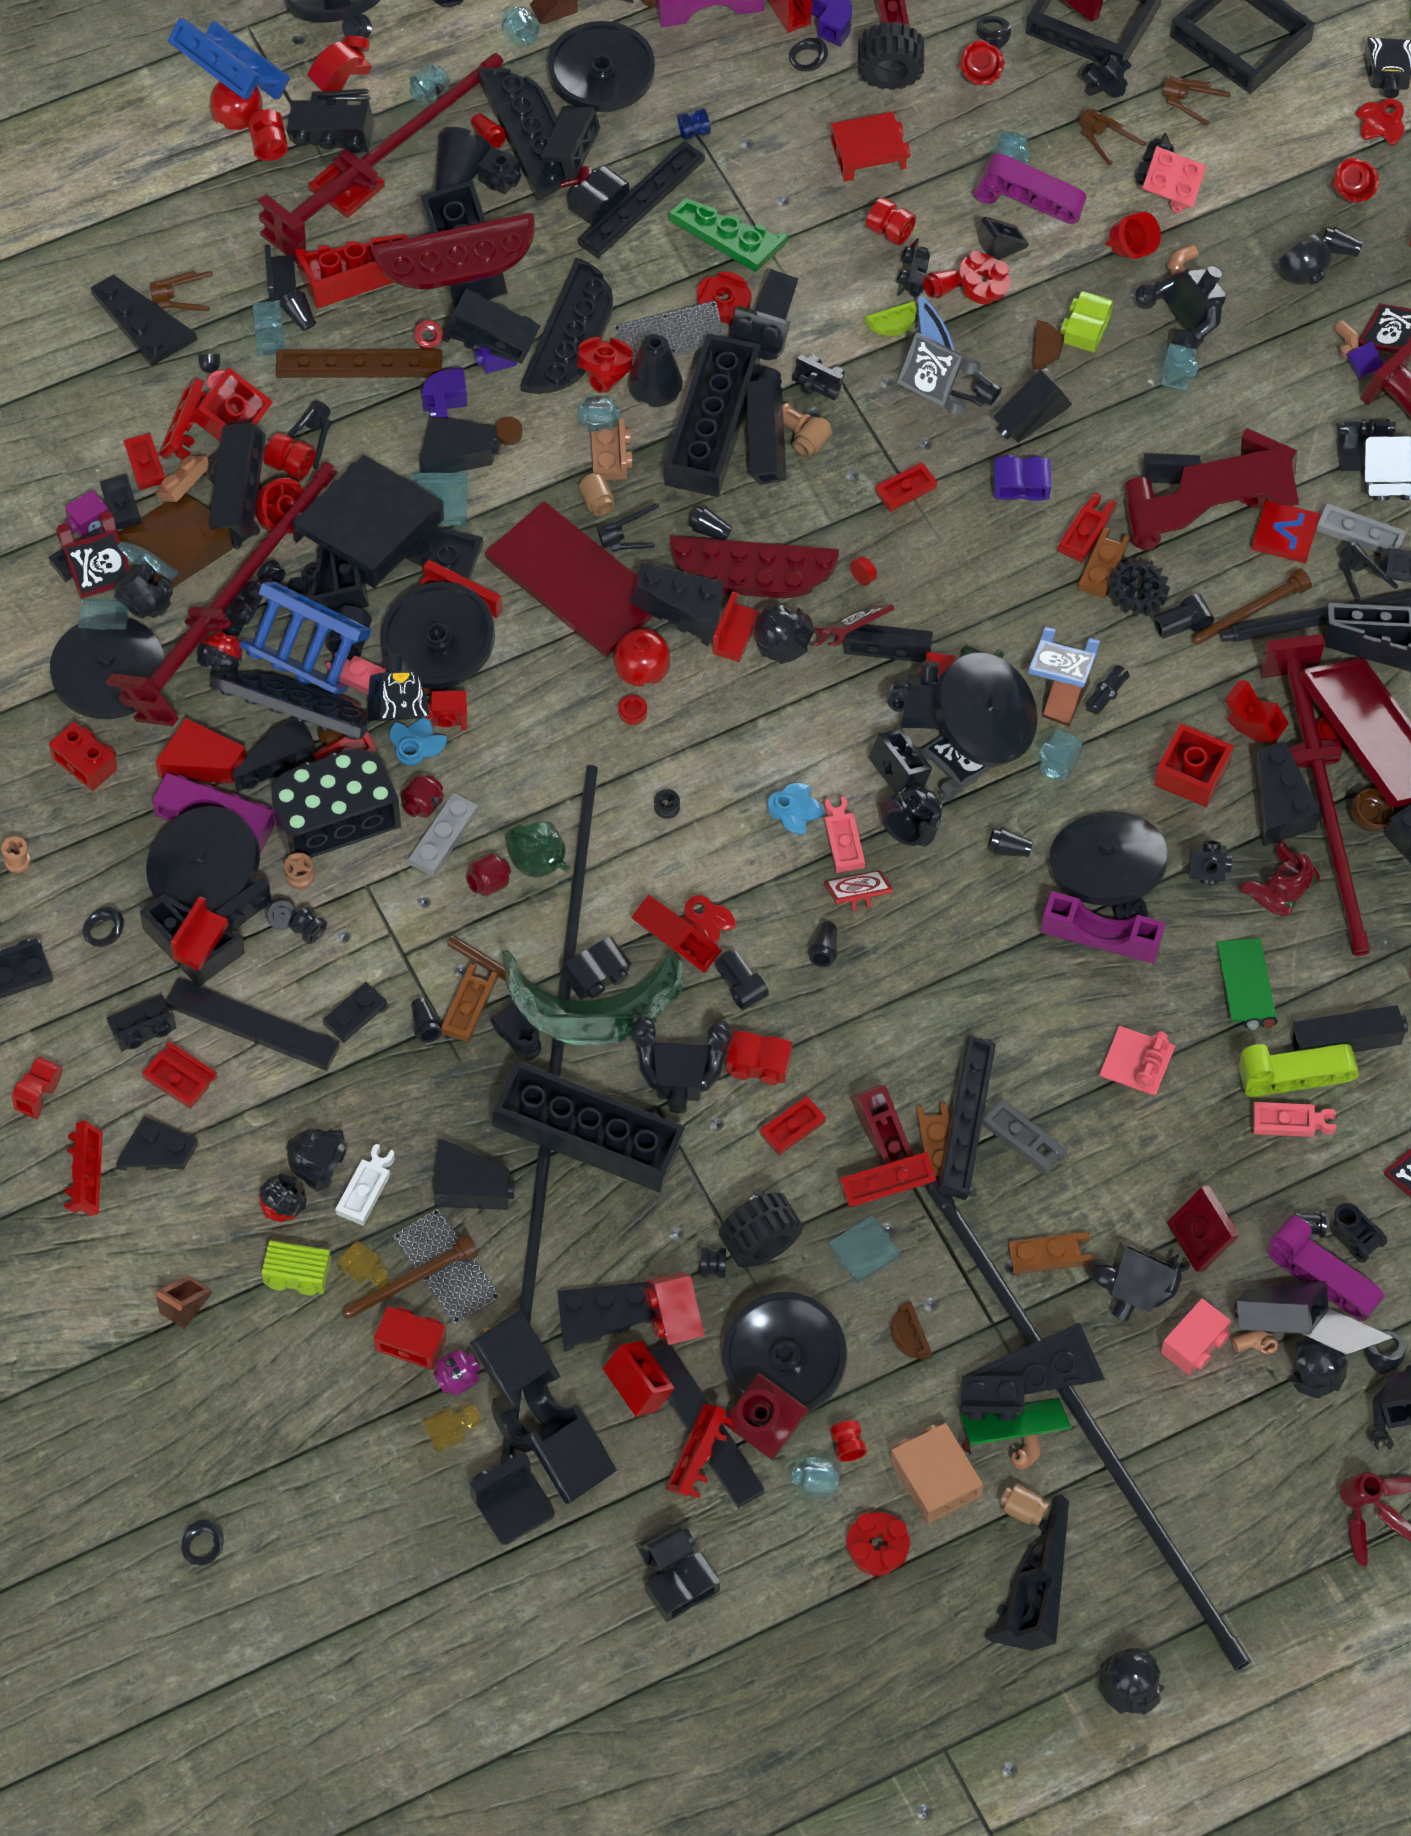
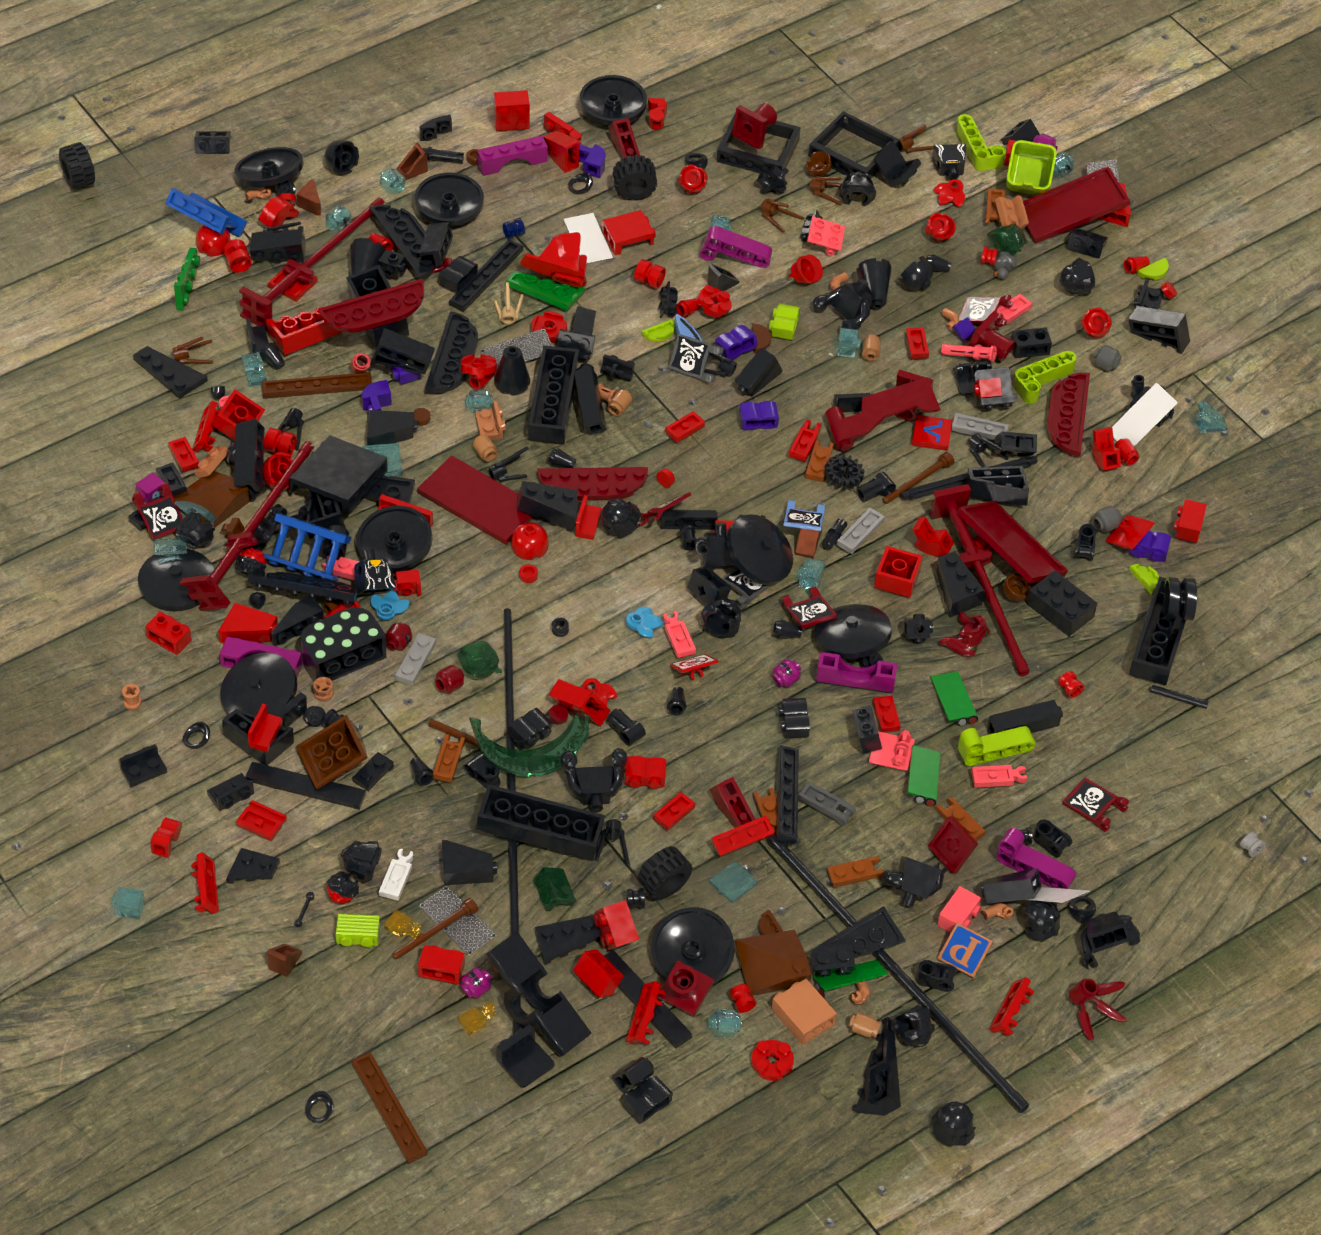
camera: 10 degrees left, 10 degrees down
(183, 172) = (185, 282): none -> green wing
(202, 594) = (234, 527): none -> reddish brown tile
(222, 713) = (257, 599): none -> black hinge
(235, 1204) = (309, 896): none -> black hinge
(298, 977) = (332, 751): none -> reddish brown slope
(304, 1554) = (389, 1108): none -> reddish brown tile
(319, 29) = (260, 192): none -> nougat arm
(388, 45) = (308, 198): none -> copper slope
(595, 1231) = (554, 888): none -> clear green bracket
(643, 947) = (558, 714): none -> dark red tile
(665, 271) = (508, 314): none -> tan plant
(695, 1149) = (613, 832): none -> black plant
(756, 190) = (560, 260): none -> red piece
(807, 149) = (592, 239): none -> white sticker
(883, 674) = (688, 536): none -> black bush
(902, 1386) = (772, 961): none -> reddish brown slope
(996, 916) = (786, 673): none -> magenta head
(998, 991) = (795, 718): none -> black brick
(1006, 351) = (737, 341): none -> dark purple brick
(1048, 817) = (809, 611): none -> flag
(1096, 1516) = (914, 1026): none -> black helmet
(1103, 1023) = (867, 729): none -> black brick
(1139, 998) = (886, 714): none -> red plate
(1146, 1437) = (936, 975): none -> black piece
(1148, 688) = (860, 530): none -> light grey plate
(1179, 1106) = (924, 775): none -> green piece
(1183, 54) = (819, 164): none -> reddish brown hair
(1194, 1401) = (965, 949): none -> piece
(1214, 379) = (871, 347): none -> medium nougat brick
(1225, 1186) = (962, 816): none -> dark orange hinge
(1236, 95) = (858, 184): none -> black helmet
(1240, 264) = (878, 278): none -> black cone
(1249, 1500) = (1011, 1006): none -> red plate
(1287, 377) = (917, 343): none -> red plate
(1300, 67) = (893, 165): none -> black bracket
(1327, 26) = (906, 142): none -> reddish brown plant
(1377, 403) = (977, 352): none -> coral pin
(1381, 469) = (987, 388): none -> brick

